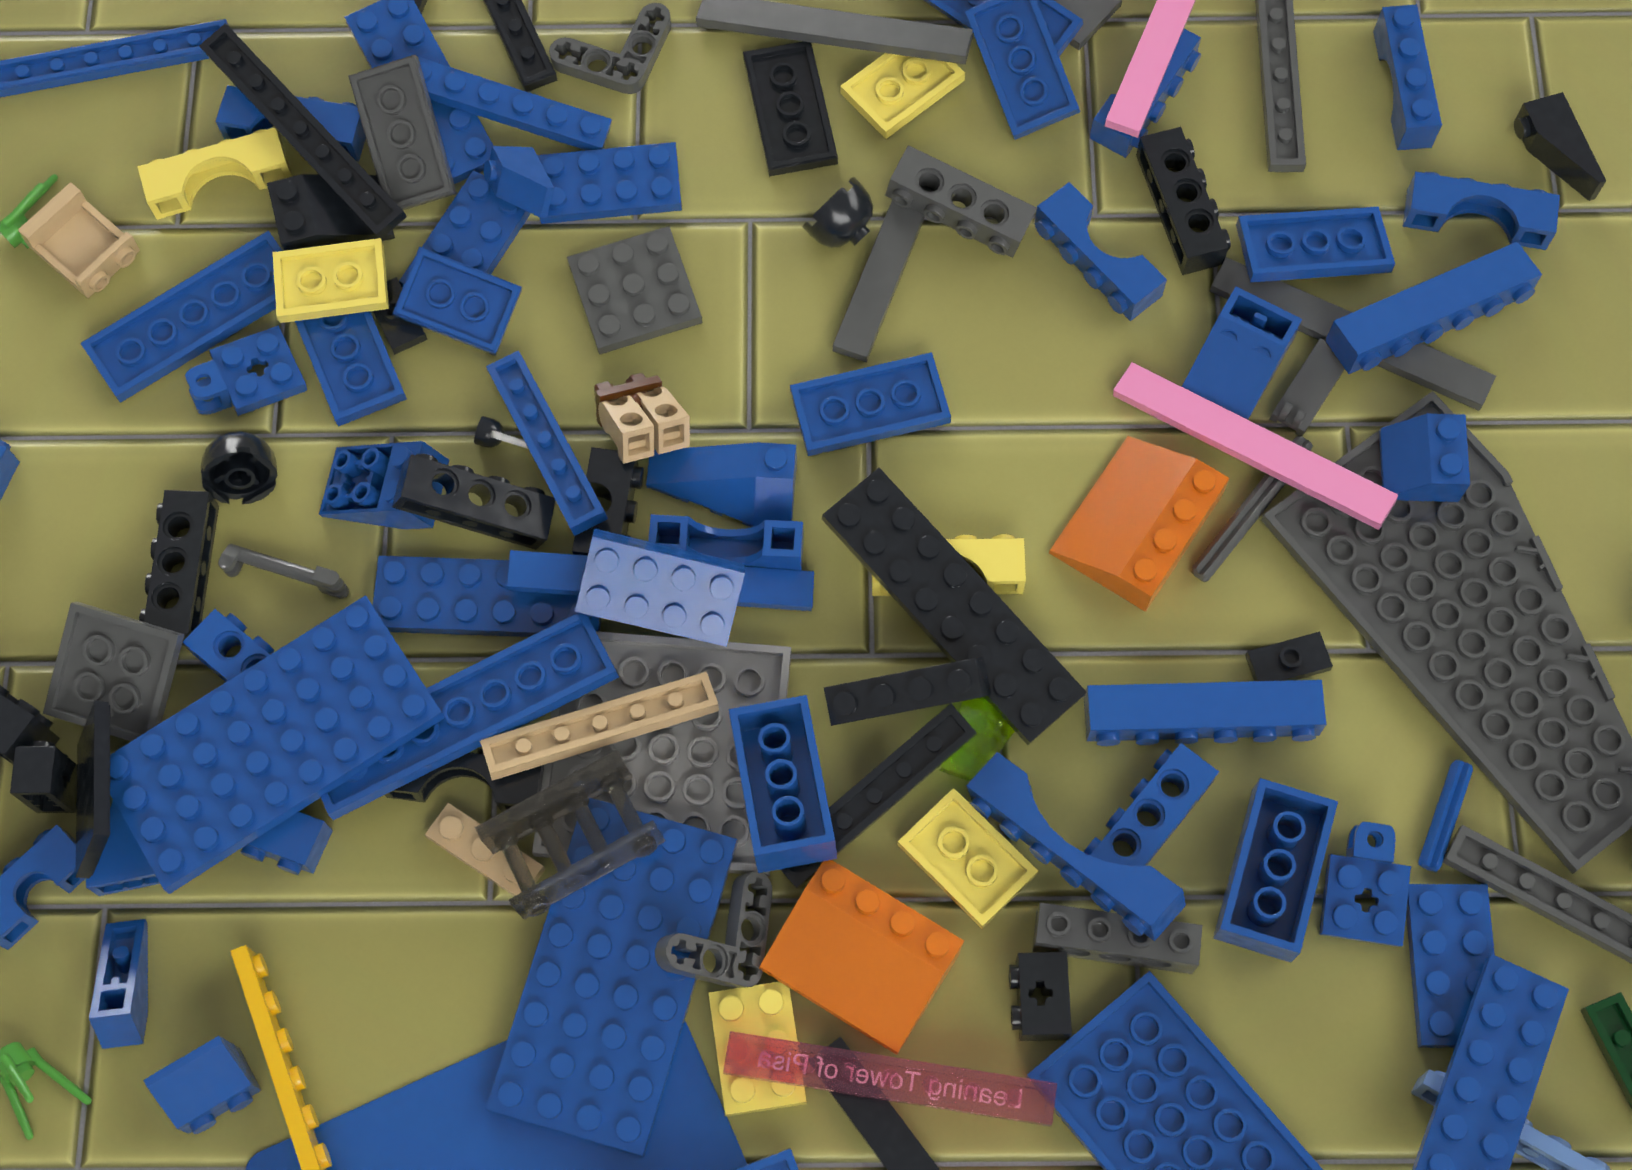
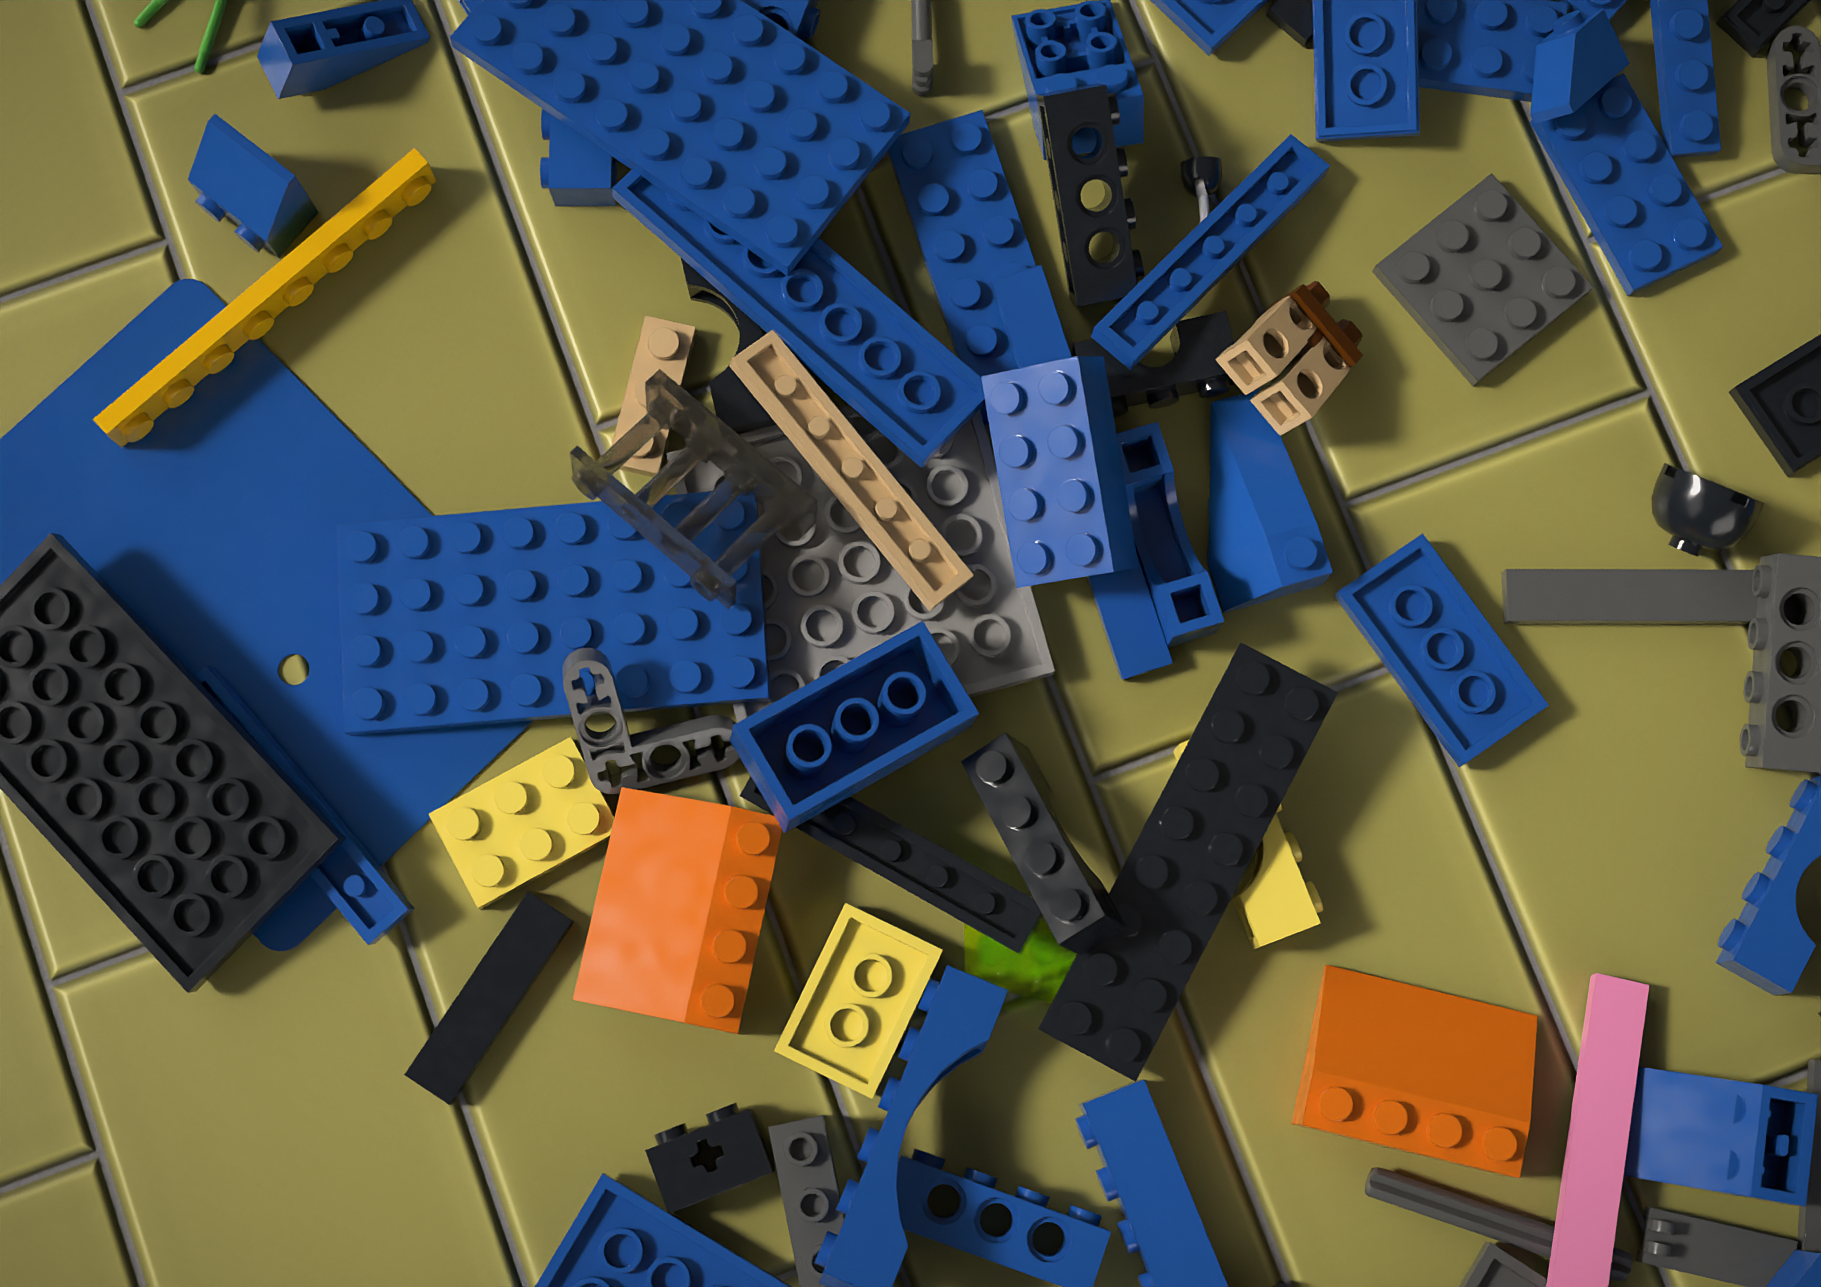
camera: 65 degrees right, 10 degrees up
(890, 1078) = (536, 1004): clear pink tile -> none

